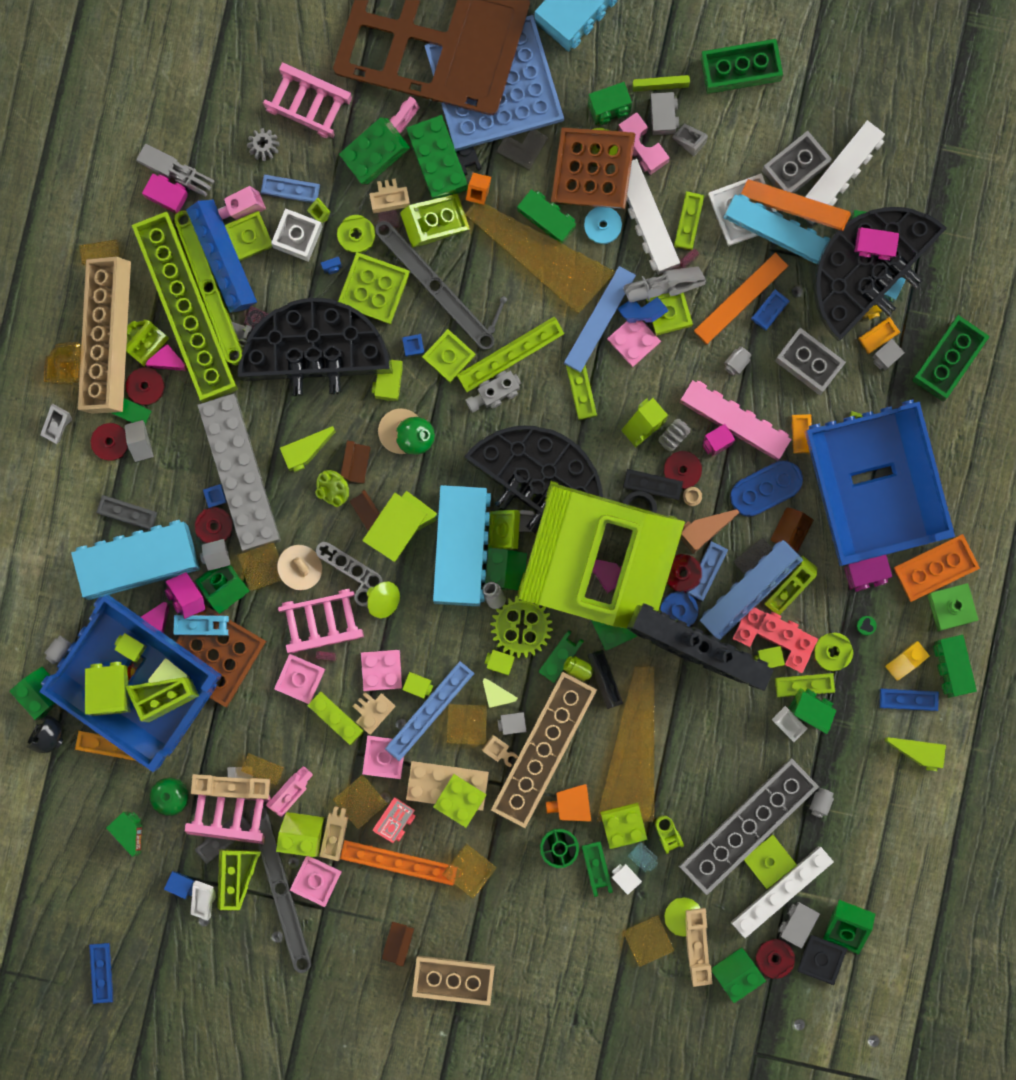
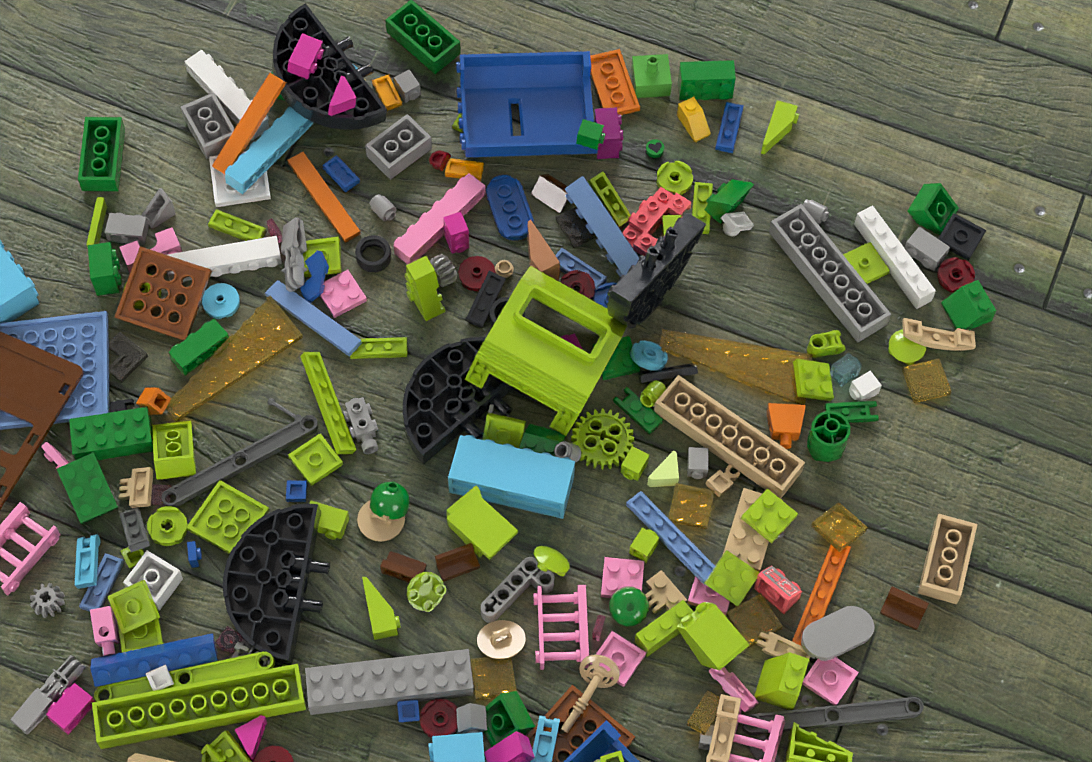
camera: 85 degrees left, 20 degrees down
(201, 265) = (159, 678): none -> white tile
(263, 224) = (133, 606): none -> lime plate
(275, 663) = (596, 681): none -> tan dish
(306, 169) = (87, 561): none -> medium azure plate
(329, 763) = (711, 636): none -> lime slope
(342, 205) = (134, 529): none -> dark grey tile
(351, 680) = (628, 606): none -> green cylinder
(360, 882) = (837, 633): none -> light grey tile
(392, 774) = (731, 578): none -> lime plate
(626, 661) = (648, 355): none -> medium azure plate
(683, 348) = (370, 241): none -> black tyre
(806, 405) = (439, 159): none -> dark red tile
(836, 292) = (343, 98): none -> dark pink slope
(846, 555) = (590, 134): none -> green brick

